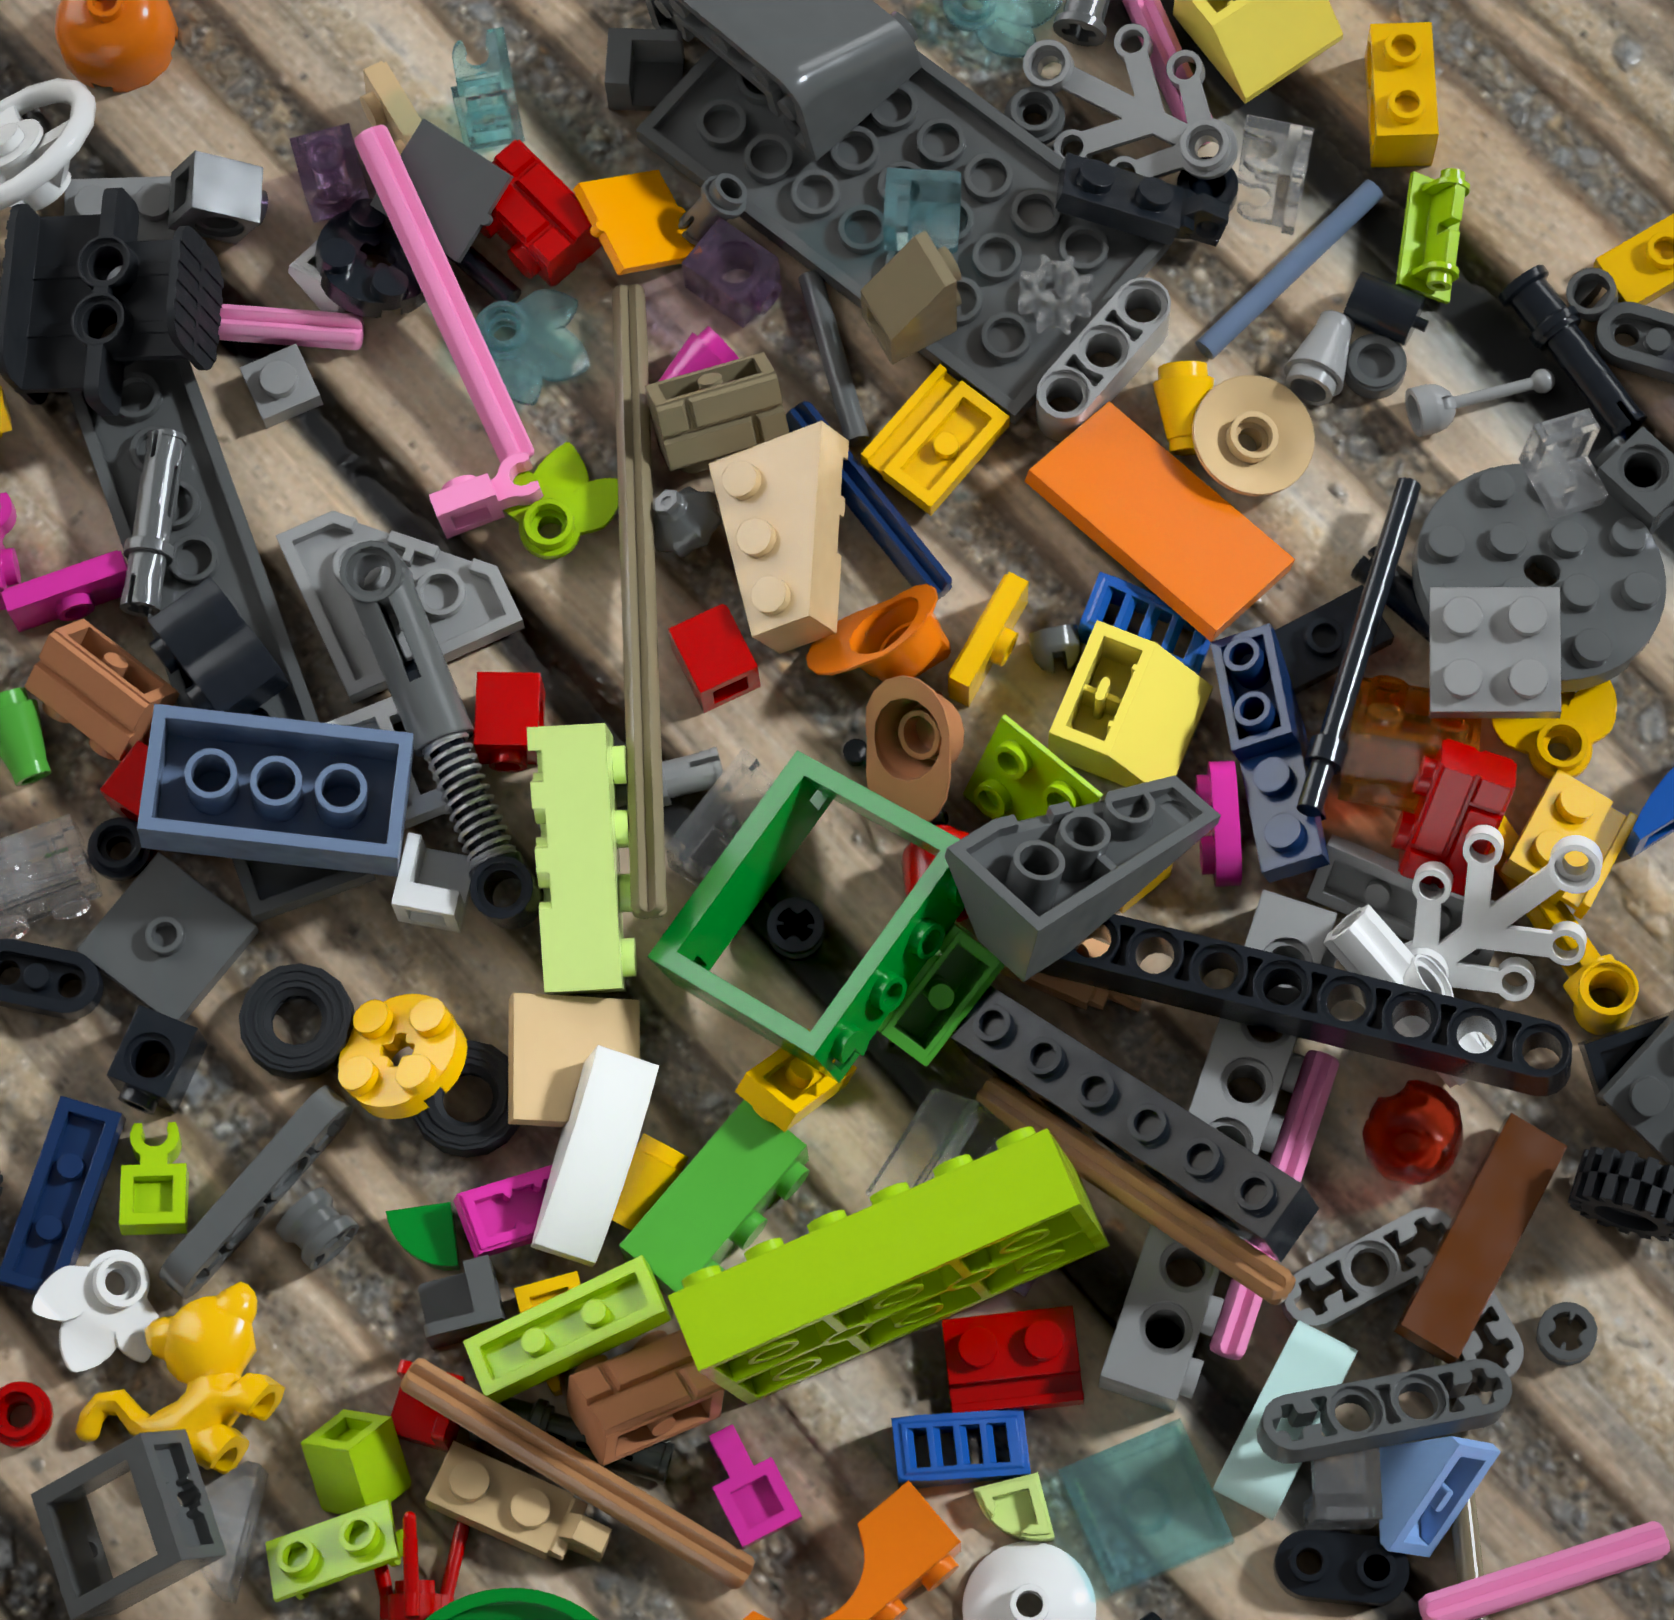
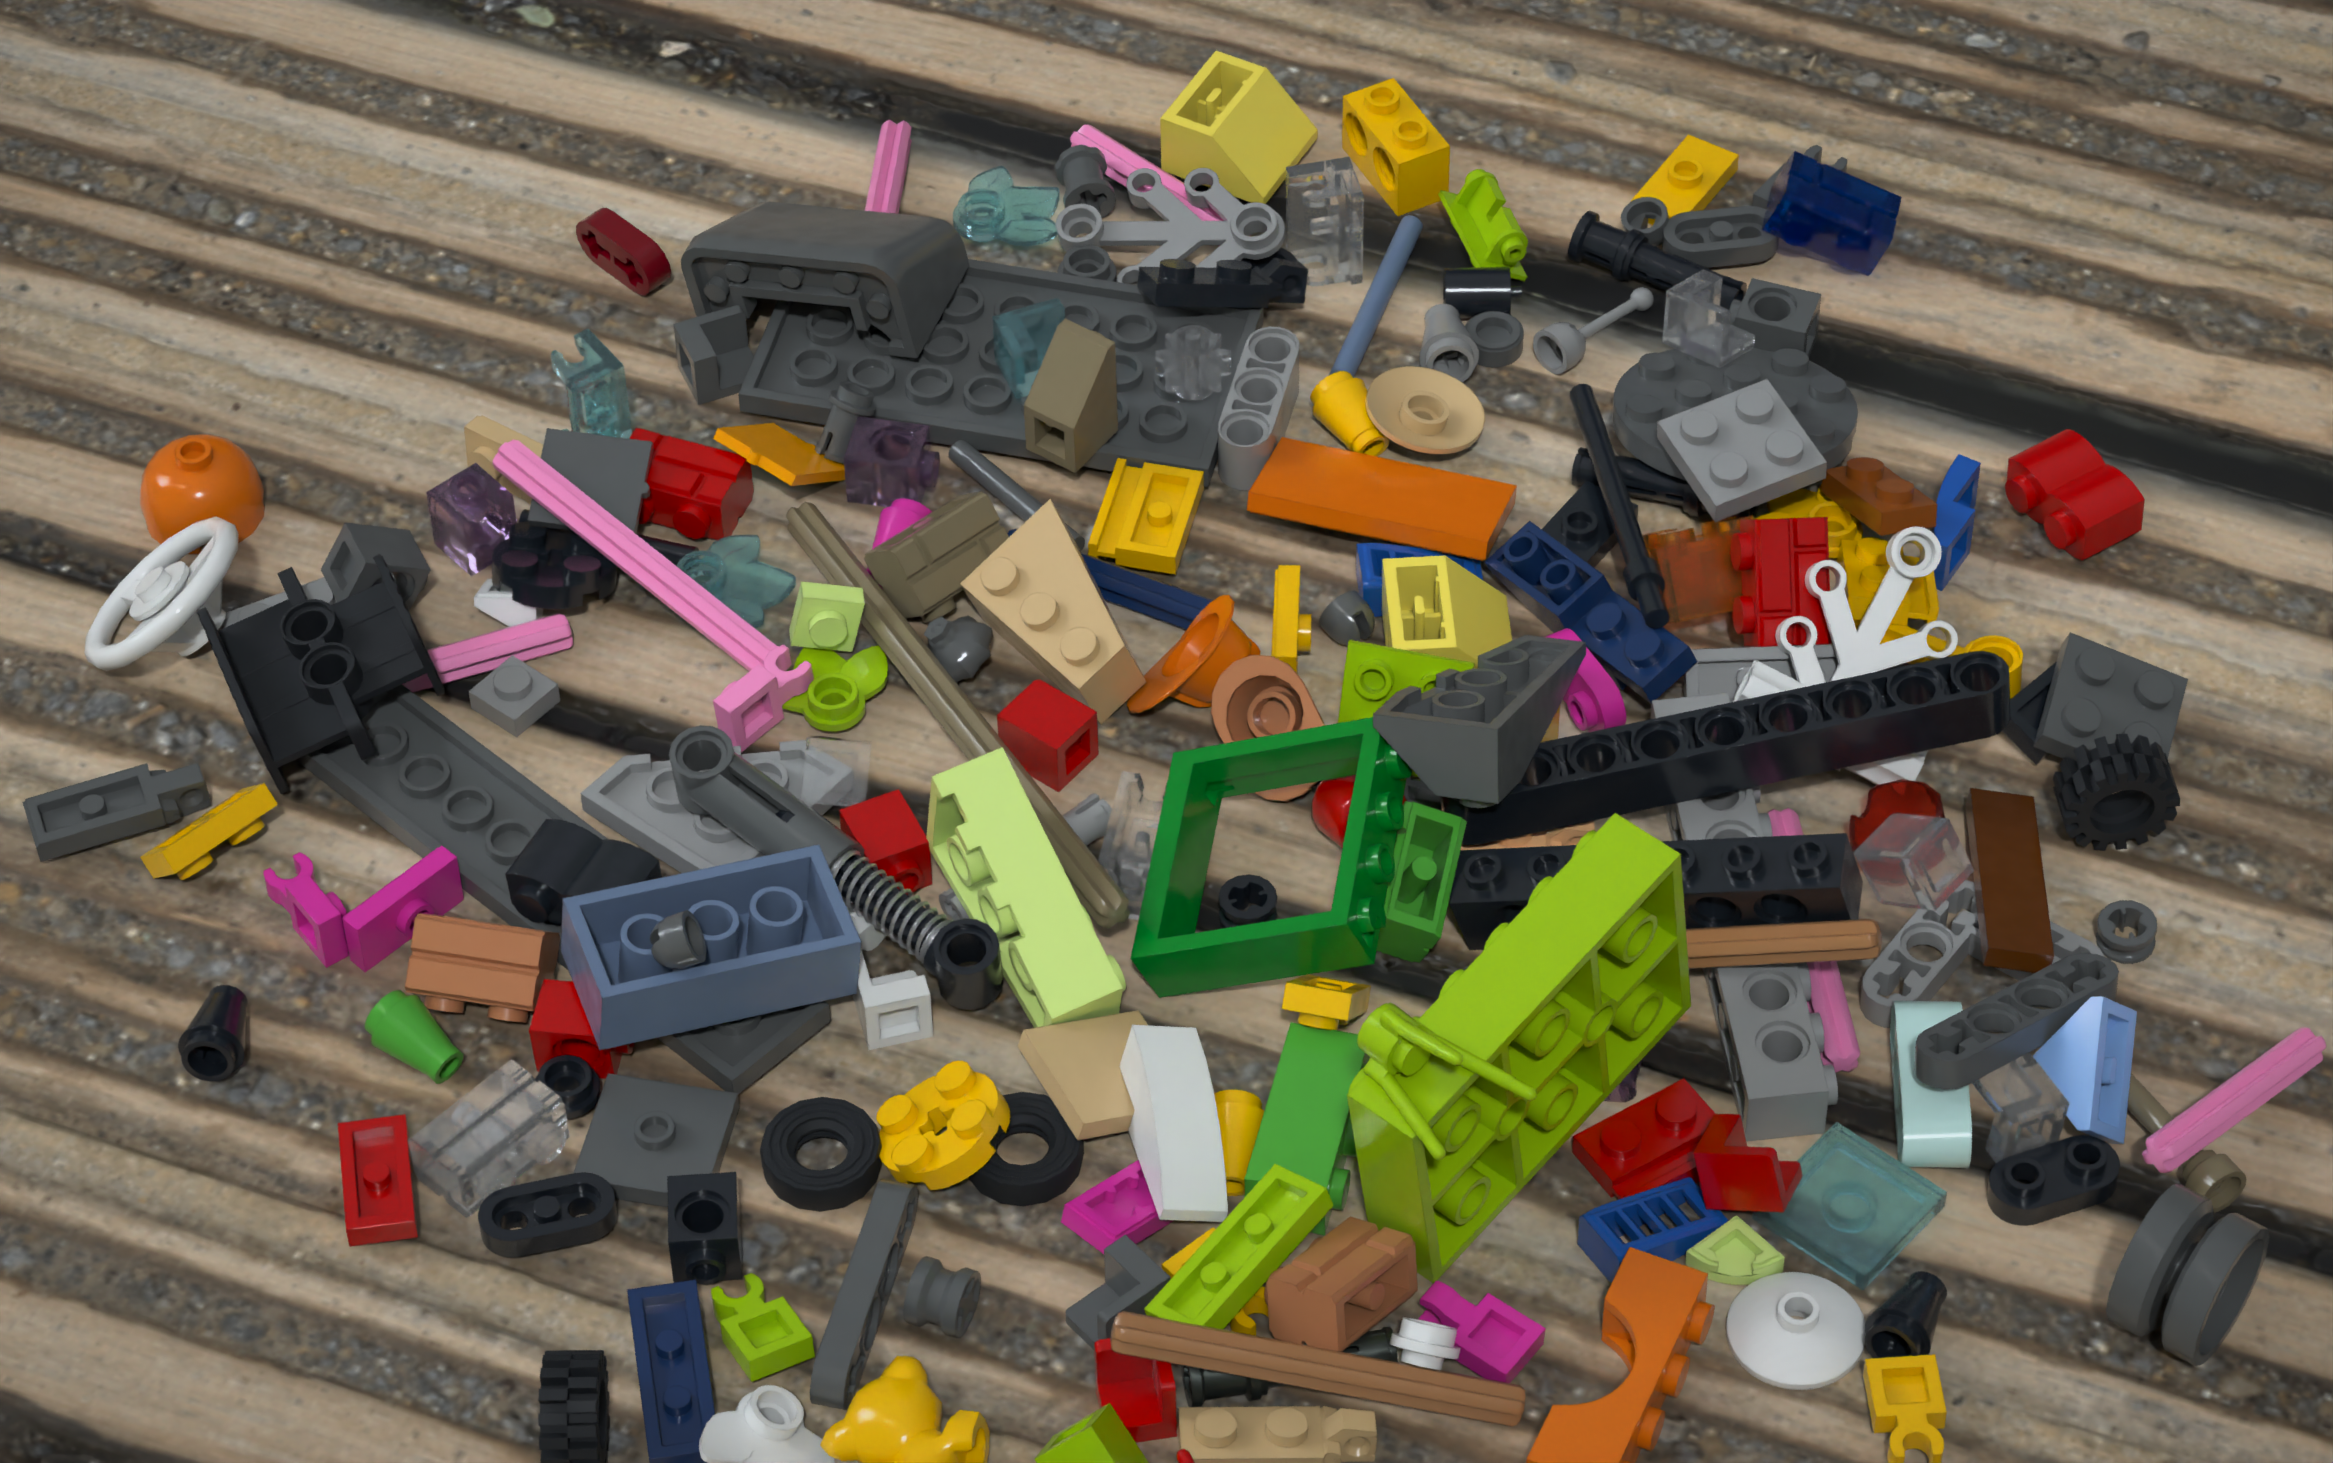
camera: 30 degrees left, 25 degrees down
(150, 545) = (467, 830): dark grey pin -> none
(226, 804) = (678, 941): none -> dark grey hinge
(427, 1234) = (1048, 1267): green tile -> none
(501, 620) = (835, 771): none -> clear panel
(581, 436) = (826, 616): none -> yellowish green plate
(685, 1488) = (1425, 1343): none -> white plate
(725, 1285) = (1404, 1046): none -> lime plant
(1056, 1442) = (1742, 1175): none -> red panel
(1402, 1180) = (1914, 861): none -> clear panel
(1612, 748) = (1878, 496): none -> dark orange plate

